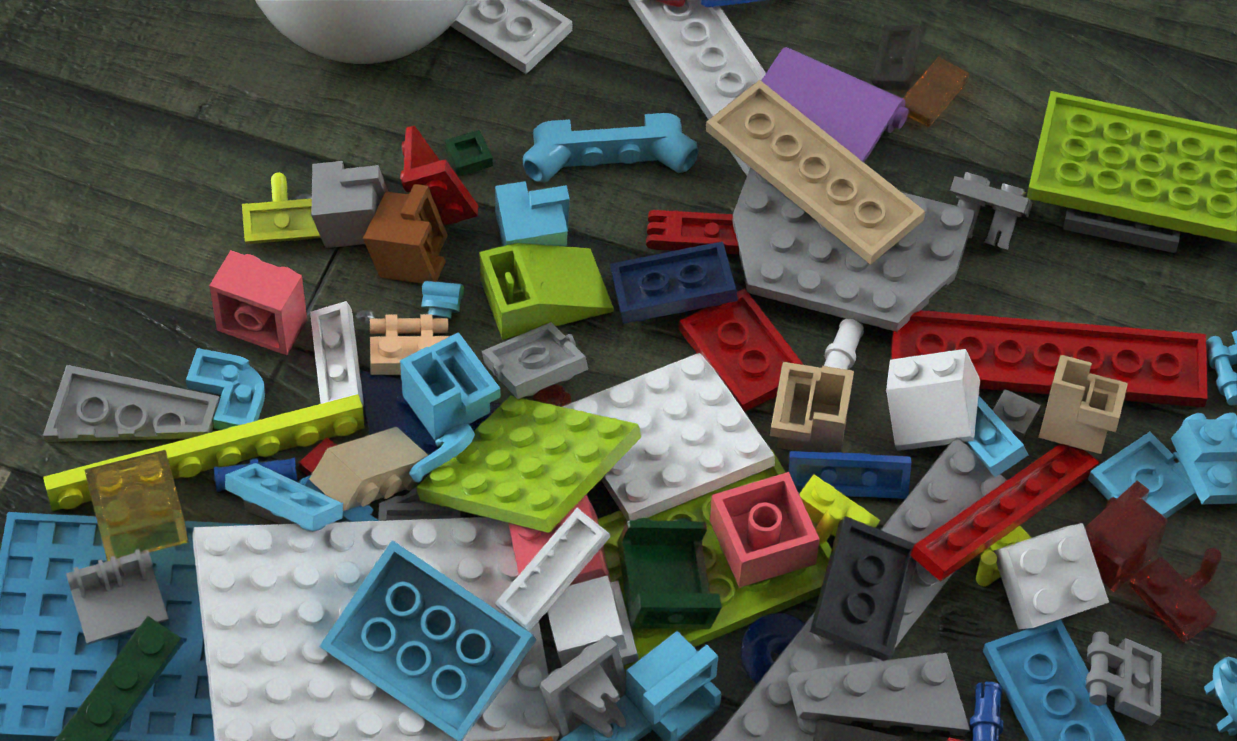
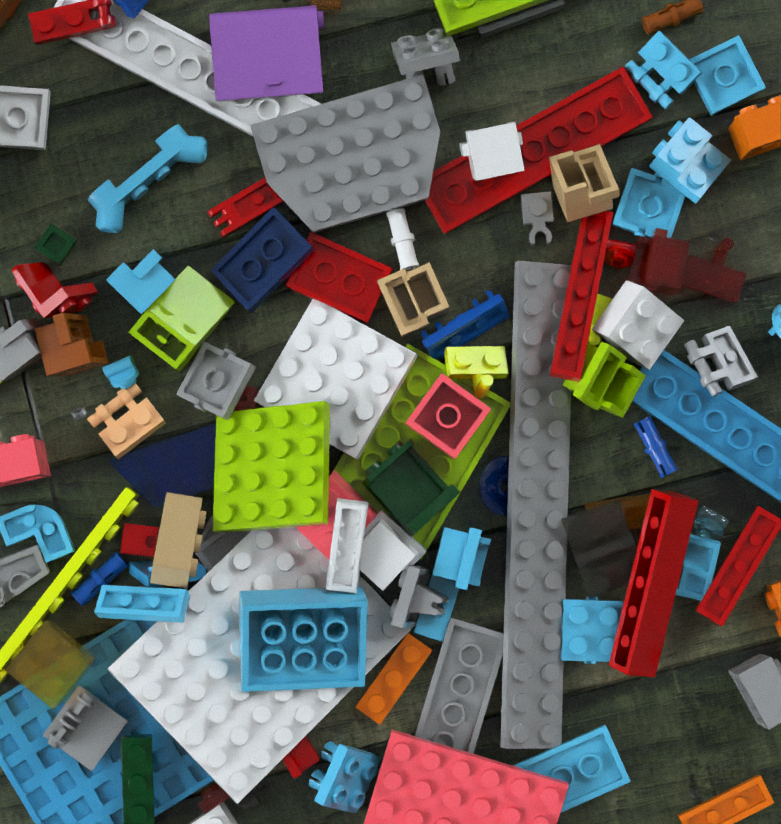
camera: 30 degrees left, 30 degrees up
(336, 352) = (88, 462): white plate -> none
(447, 385) = (181, 445): medium azure plate -> none
(451, 444) = (215, 480): medium azure piece -> none
(815, 171) = (302, 119): tan plate -> none
(864, 589) = (536, 417): black plate -> none
(888, 692) = (590, 469): light grey wing -> none
(932, 399) = (487, 242): white slope -> none
(973, 604) = (606, 380): none -> lime plate
(994, 441) = (526, 240): medium azure plate -> none
(1002, 311) = (493, 151): none -> white plate
(1077, 507) = (619, 253): none -> red plate

